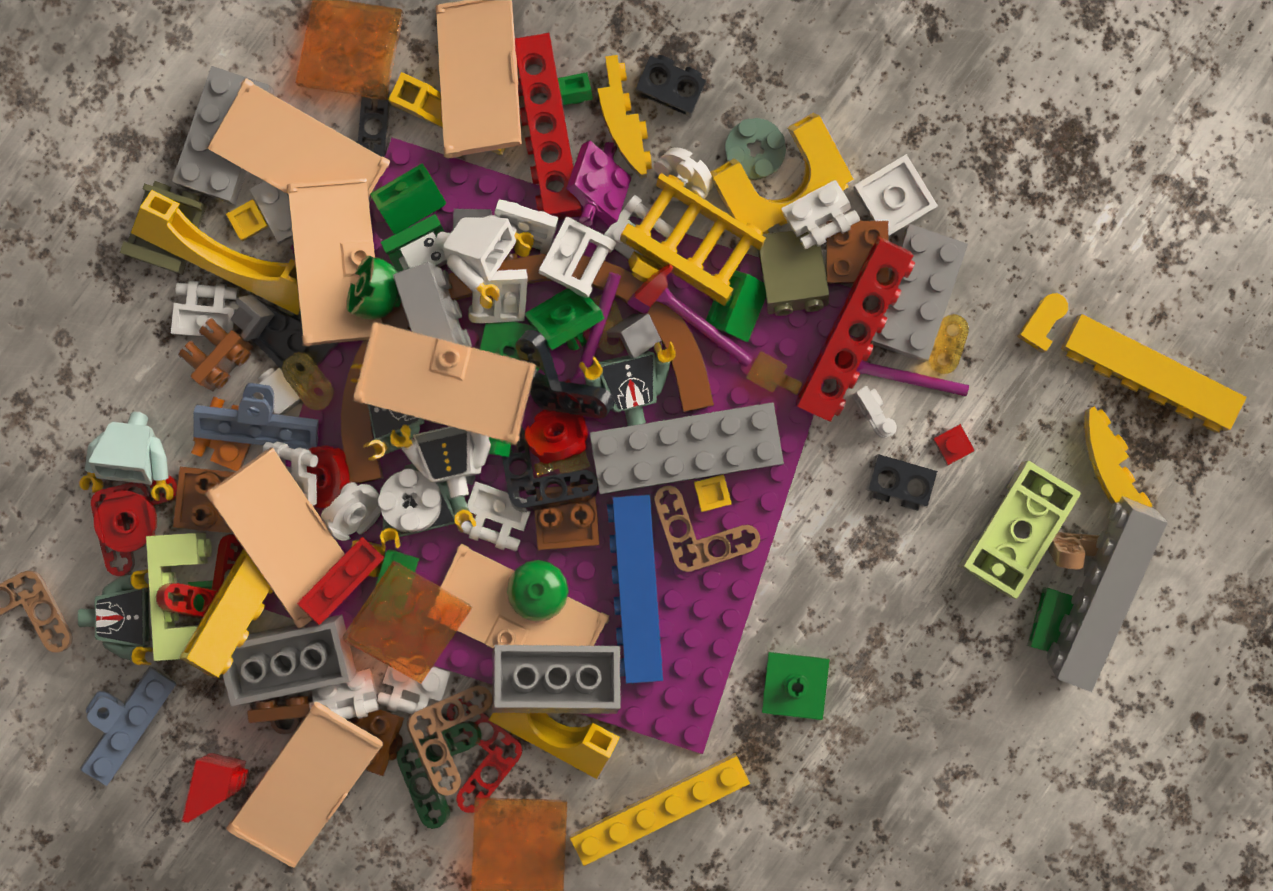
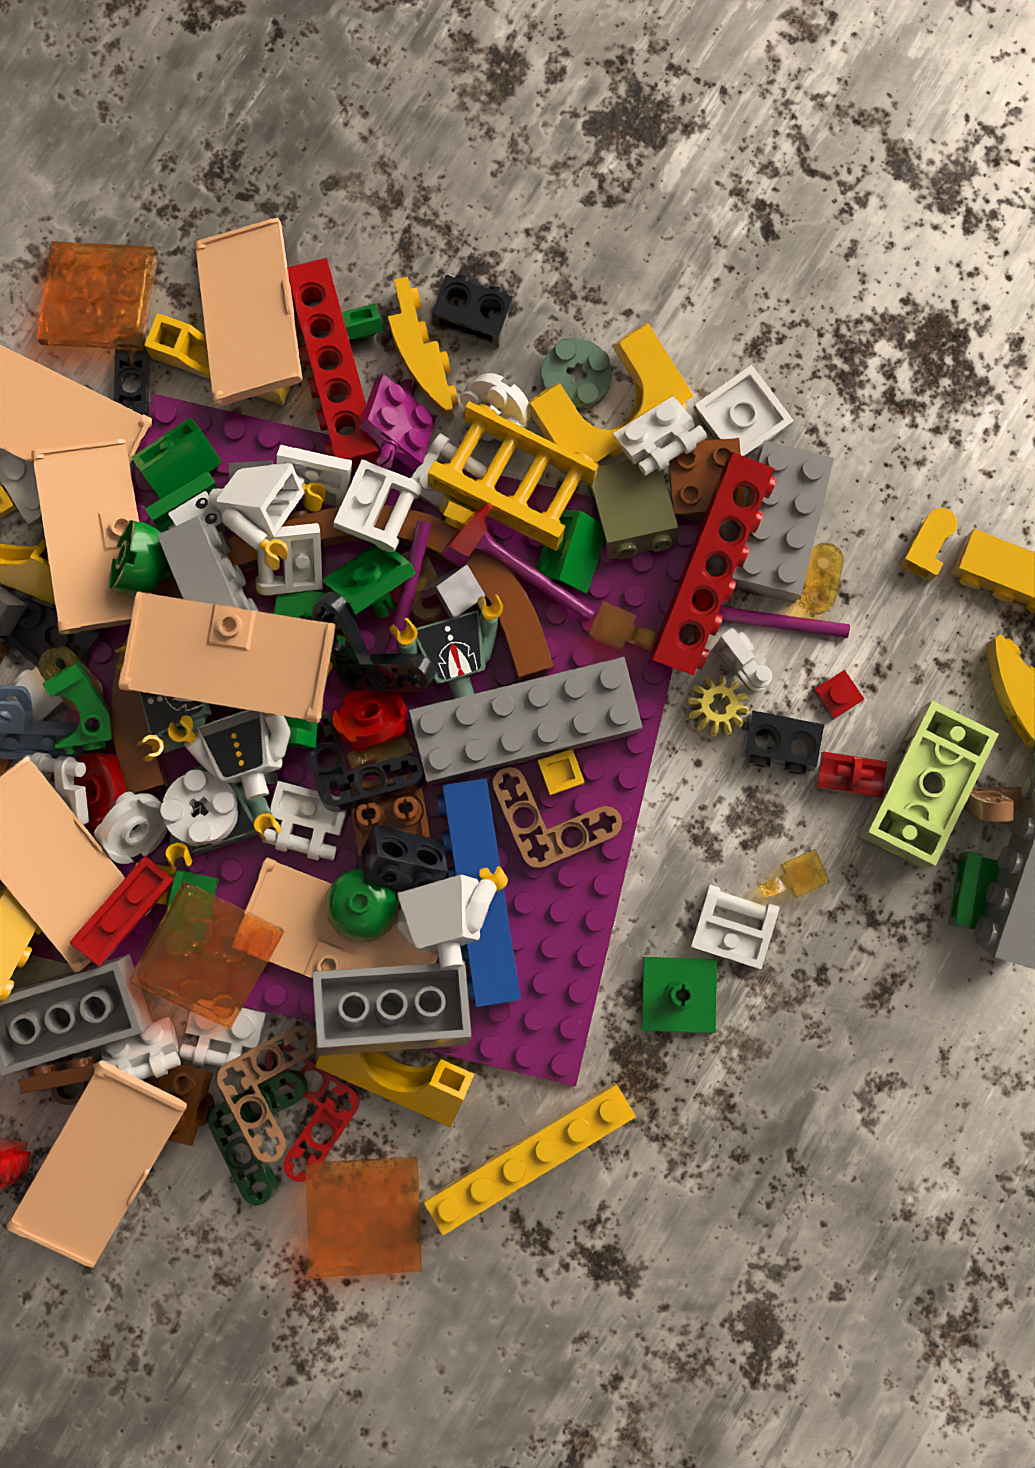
camera: 10 degrees left, 5 degrees down
(312, 389) = (77, 686): none -> green tile
(575, 558) = (402, 859): none -> black brick
(609, 606) = (448, 914): none -> white torso
(843, 643) = (730, 938): none -> white plate
(858, 452) = (729, 713): none -> light yellow gear
(906, 594) = (800, 874): none -> clear yellow plate
(957, 514) = (852, 774): none -> red hips

